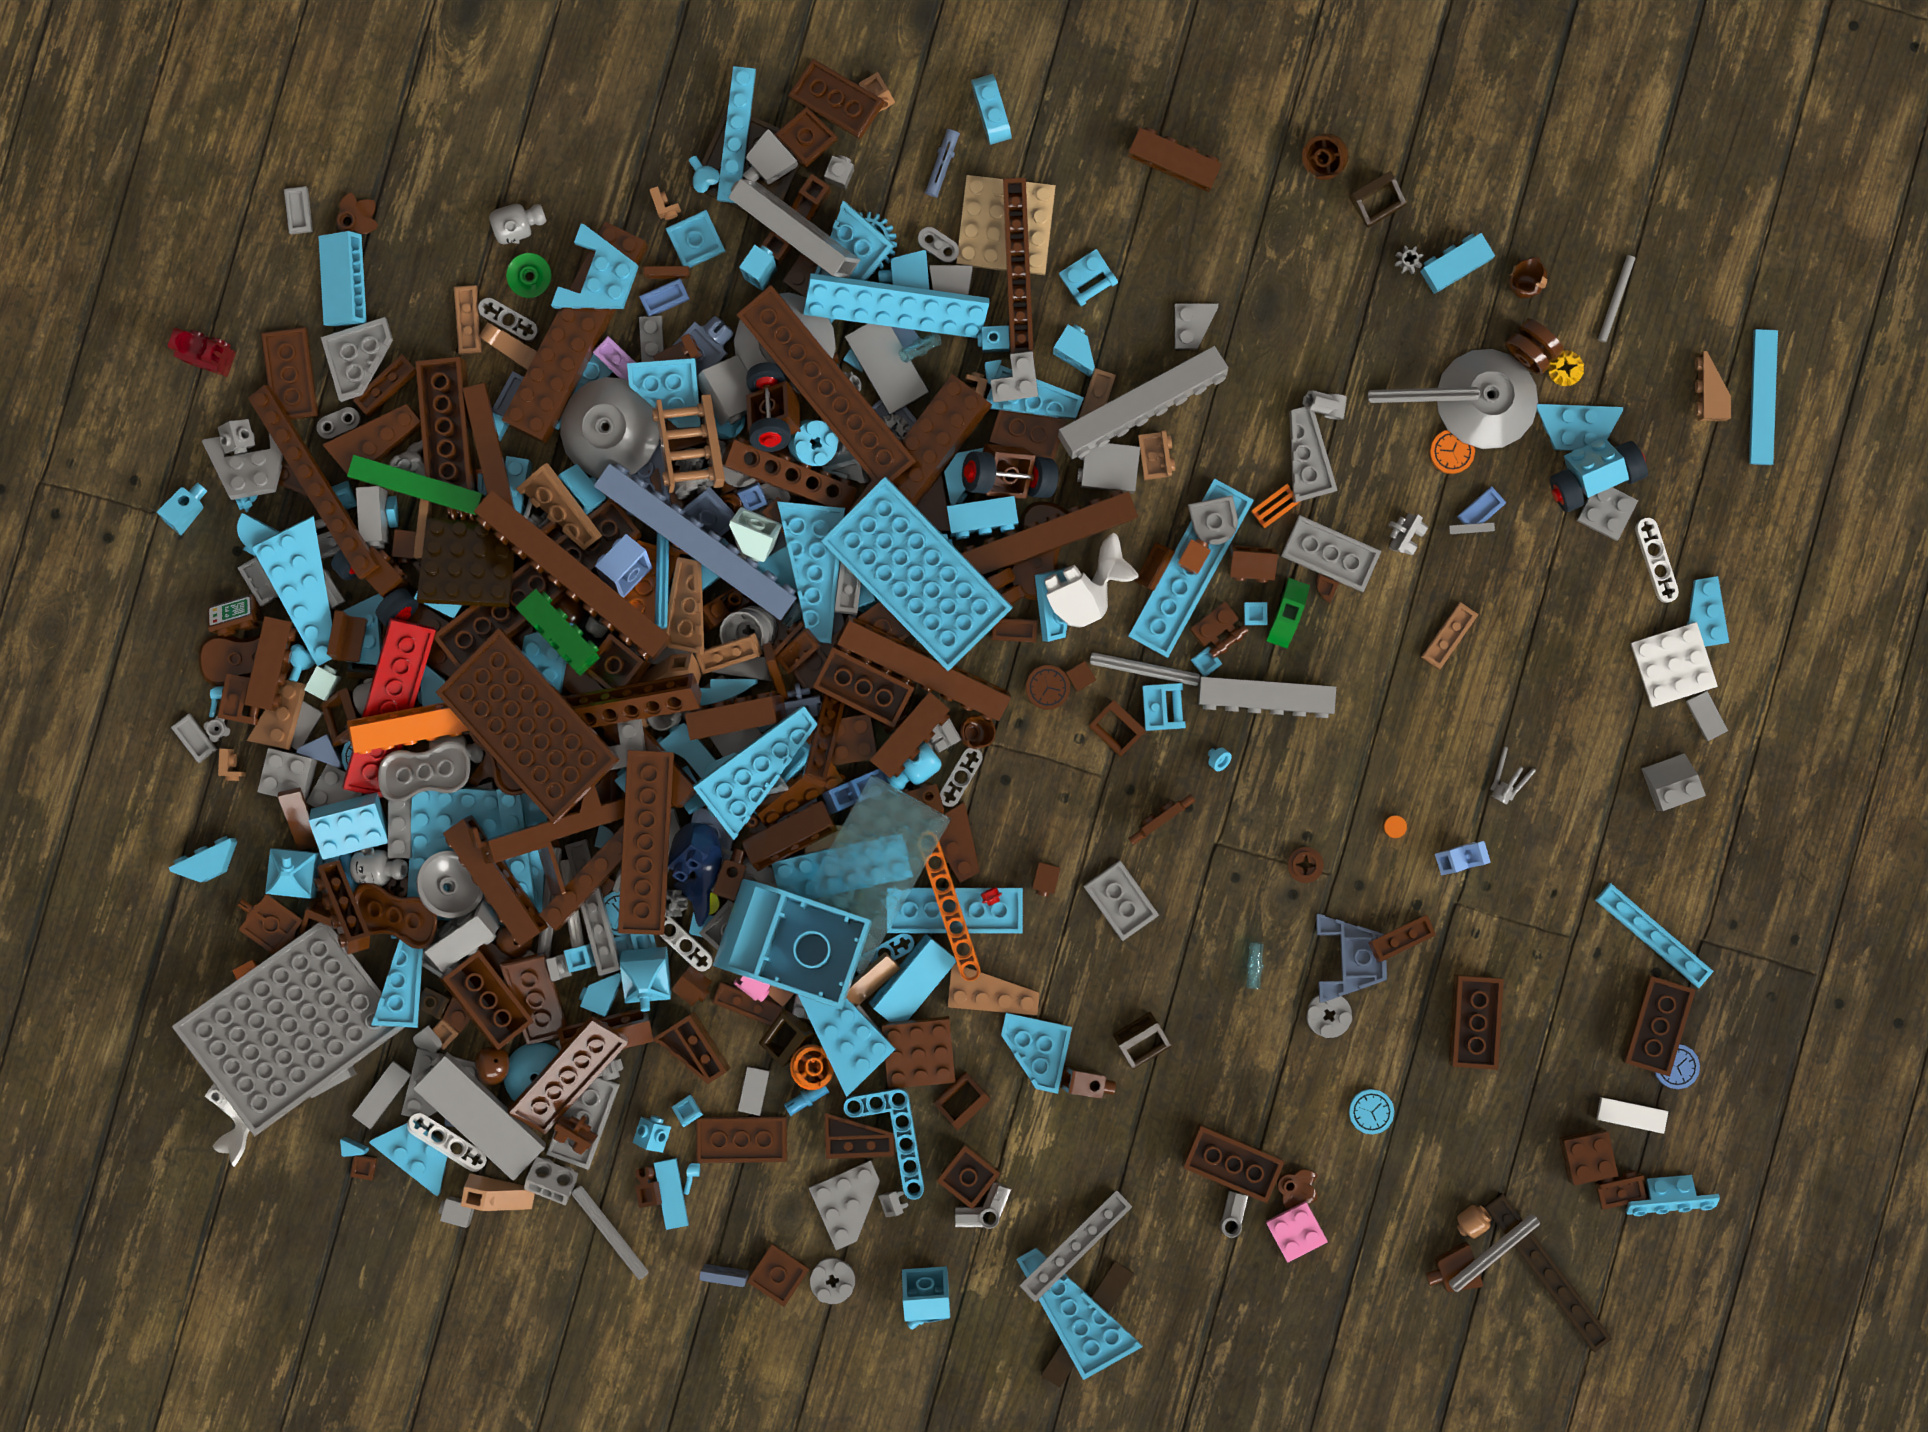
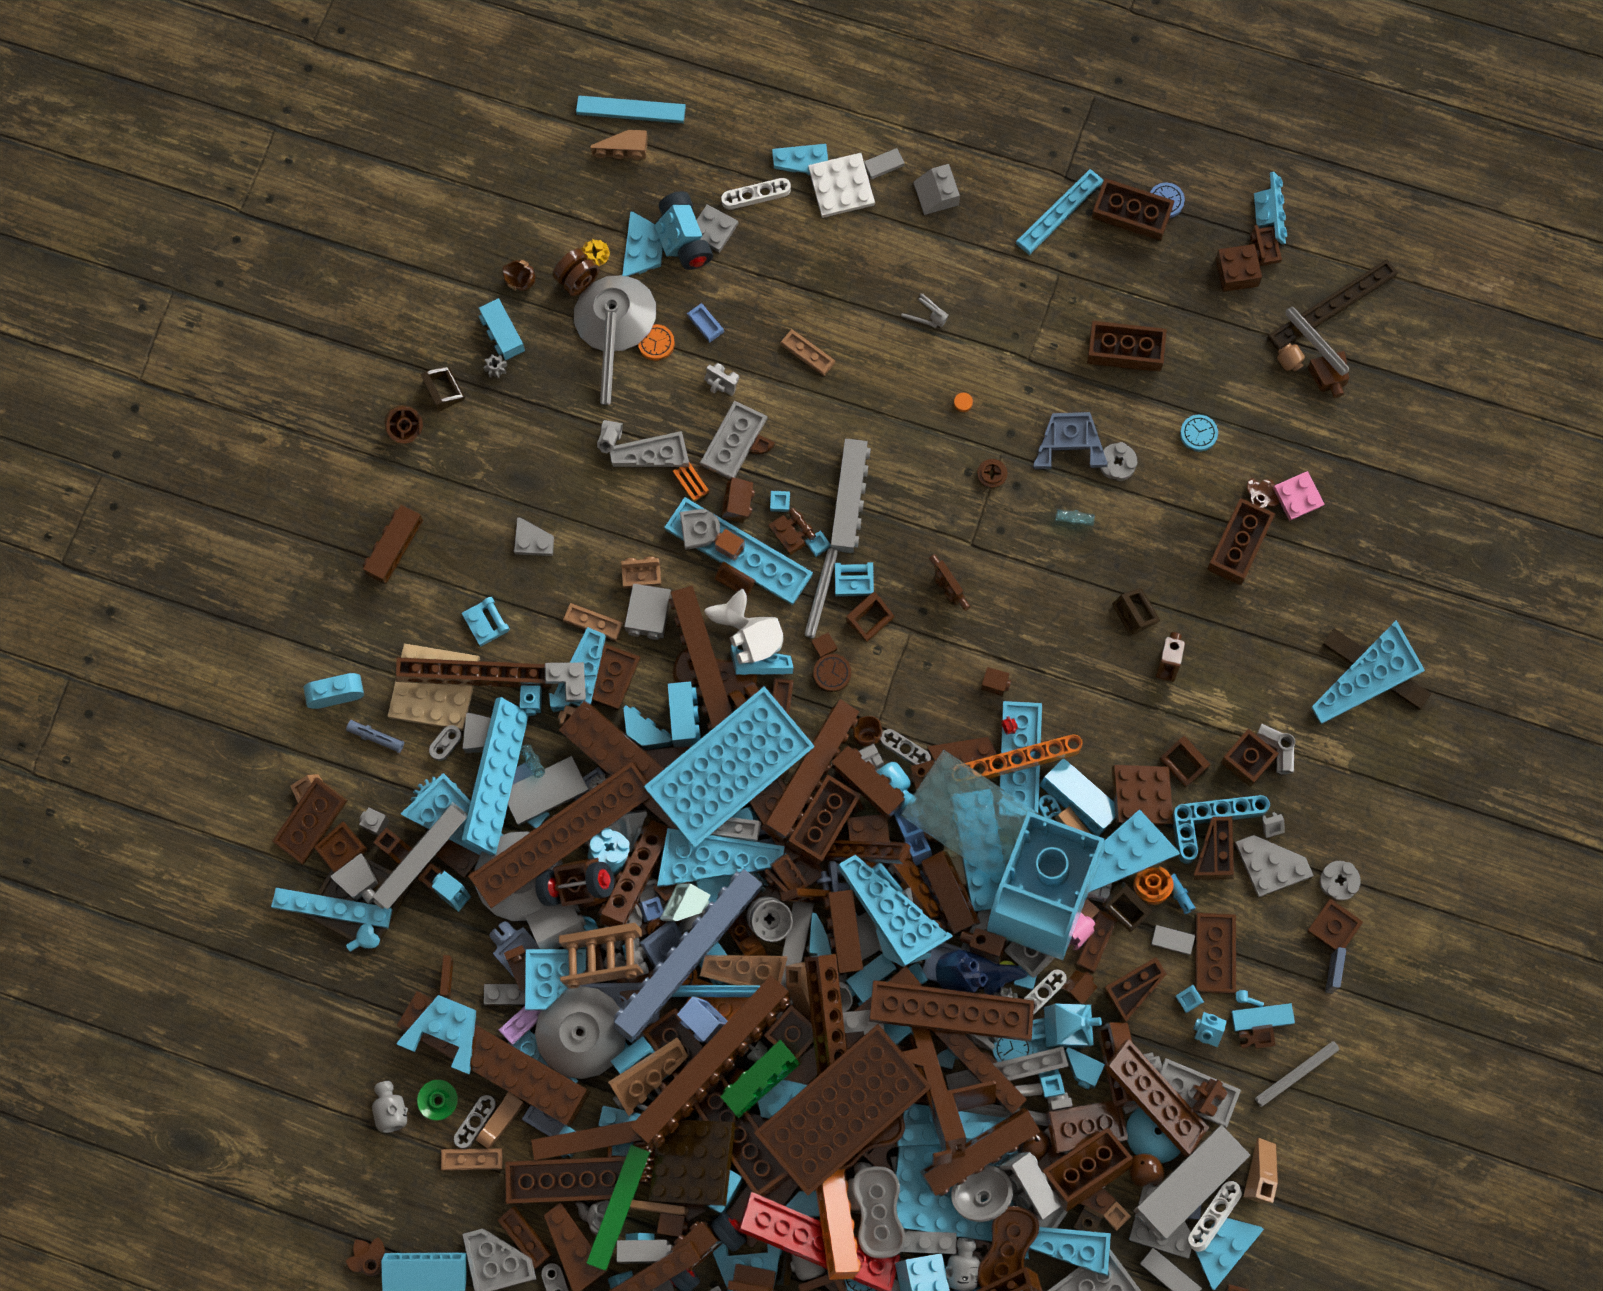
camera: 85 degrees left, 15 degrees down
(427, 1040) = (1121, 1229): light grey tile -> none
(454, 1213) = (1278, 1211): light grey brick -> none
(548, 1186) = (1255, 1123): light grey brick -> none
(660, 200) = (384, 979): medium nougat bracket -> none
(664, 297) = (468, 981): medium blue tile -> none
(695, 239) = (419, 951): medium azure tile -> none
(729, 653) = (788, 933): medium nougat tile -> none
(907, 271) = (465, 768): medium azure torso -> none
(925, 1295) = (1352, 797): medium azure piece -> none
(990, 994) = (1093, 734): medium nougat wing -> none
(1009, 472) = (647, 688): brick -> none
(1038, 1048) = (1141, 695): medium azure plate -> none
(1075, 349) = (546, 631): medium azure slope -> none
(1075, 1246) = (1311, 672): light grey plate -> none
(1121, 900) = (1016, 622): light grey tile -> none
(1143, 402) = (596, 579): light grey brick -> none
(1219, 758) = (900, 536): medium azure tile -> none
(1233, 1211) = (1282, 545): light grey piece -> none
(1288, 613) = (781, 474): green slope -> none
(1402, 938) = (1056, 399): reddish brown plate -> none
(1462, 857) = (990, 349): light blue brick -> none
(1471, 528) = (720, 329): light grey piece -> none
(1618, 293) = (541, 212): light grey bar -> none
(1632, 1115) = (1205, 235): white tile -> none

